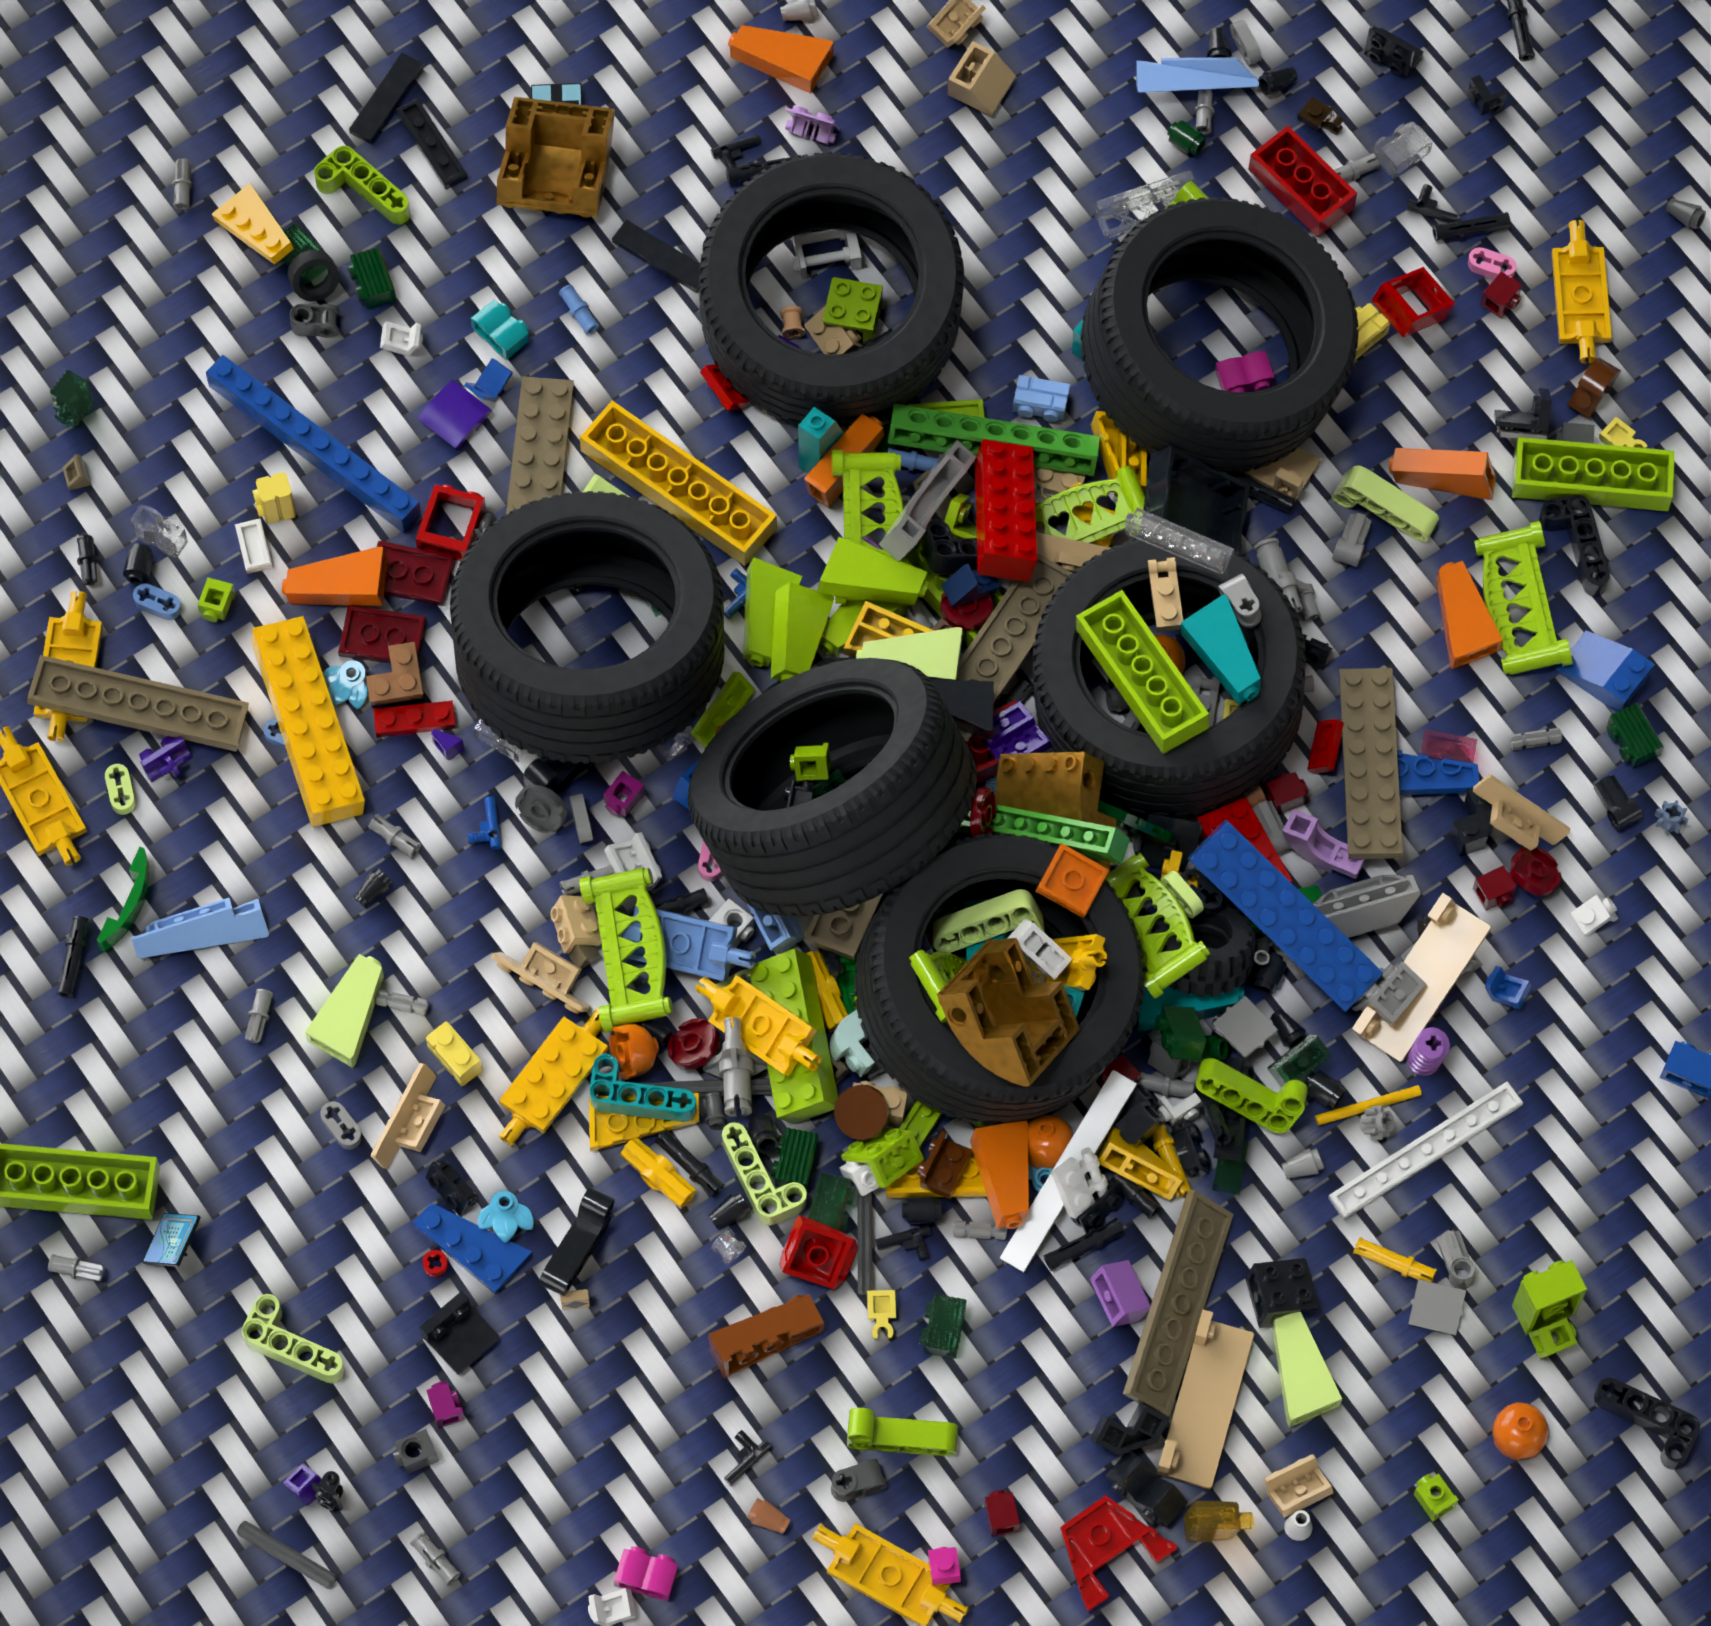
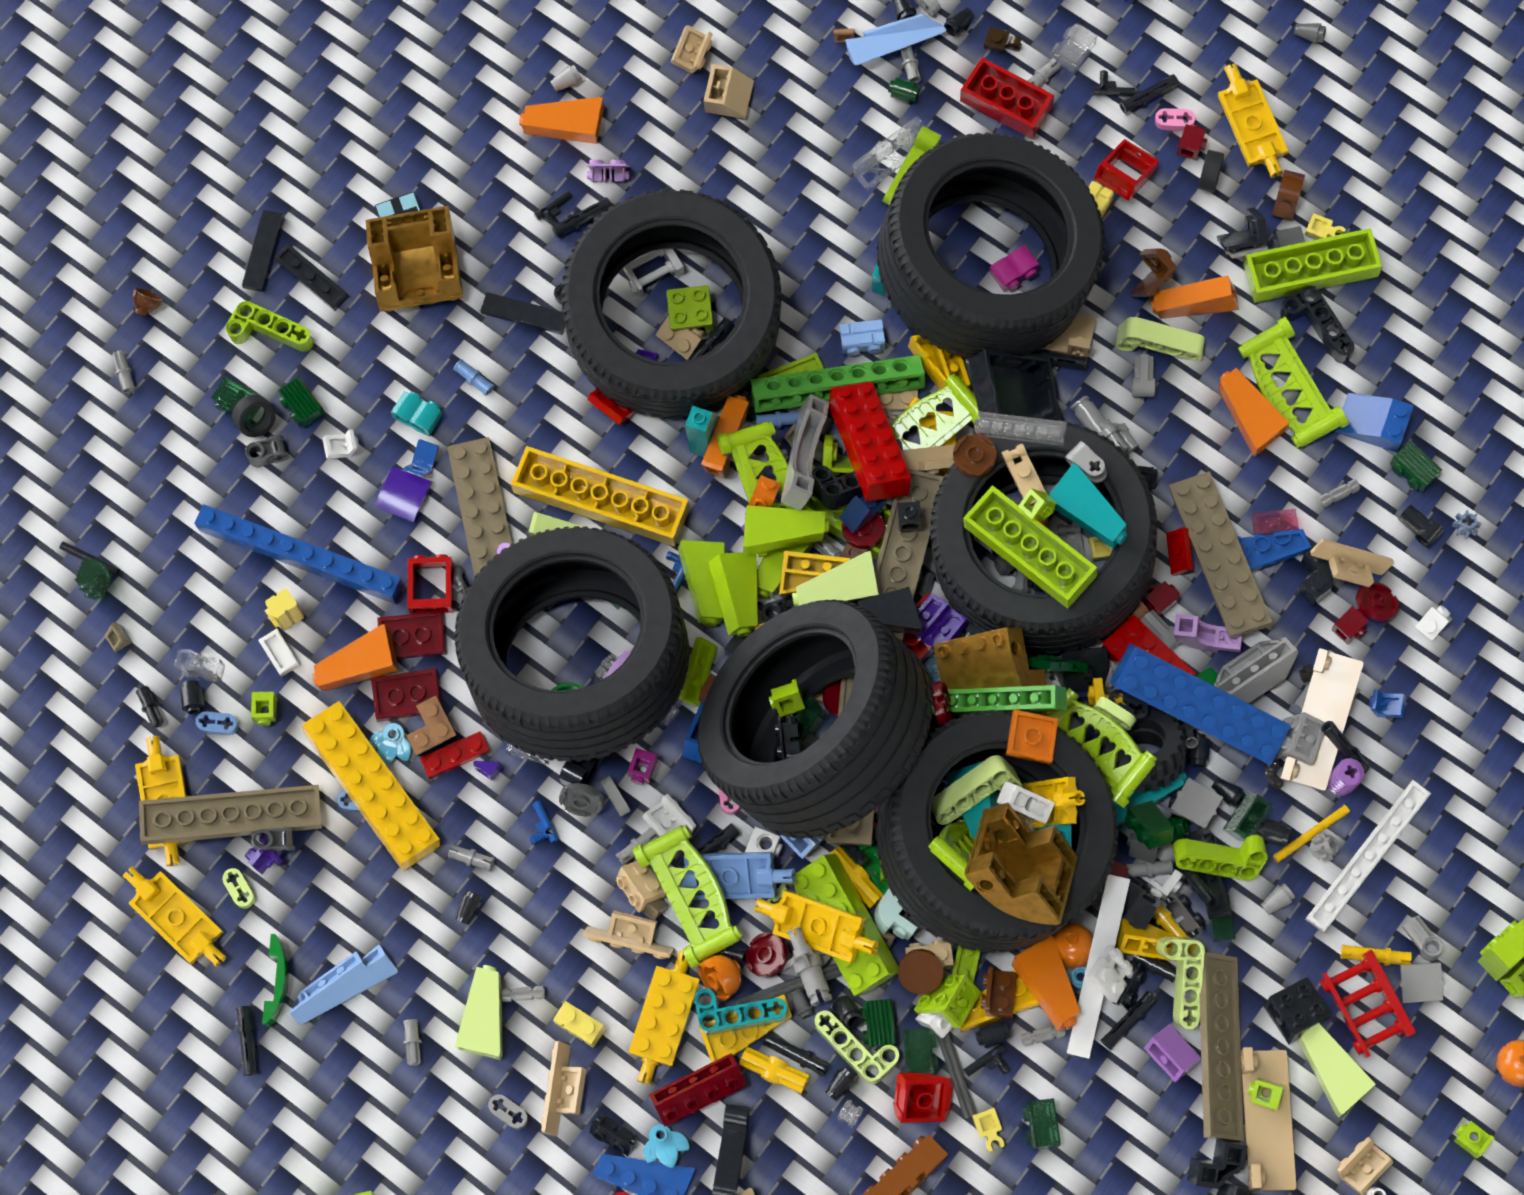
camera: 10 degrees left, 5 degrees up
(62, 367) = (81, 554): none -> black bar
(179, 743) = (275, 839): none -> dark grey piece
(233, 113) = (145, 301): none -> reddish brown piece
(253, 224) = (192, 388): yellow wing -> none
(564, 1166) = (698, 1089): none -> dark red brick
(792, 322) = (645, 335): light nougat bush -> none
(865, 530) = (764, 492): none -> orange bracket
(1021, 606) = (909, 516): none -> black brick
(1117, 555) = (975, 455): none -> reddish brown tile
(1136, 54) = (843, 34): none -> medium nougat slope
(1159, 1218) = (1182, 982): none -> yellowish green beam
(1171, 631) = (1042, 508): none -> lime brick
(1222, 1377) = (1273, 1100): none -> lime brick
(1344, 1027) = (1271, 775): none -> clear smoke arm
(1384, 1291) = (1379, 984): none -> red fence
(1415, 418) = (1162, 270): none -> reddish brown bracket
(1437, 1015) = (1343, 744): none -> black pin
(1512, 333) = (1211, 171): none -> black tyre

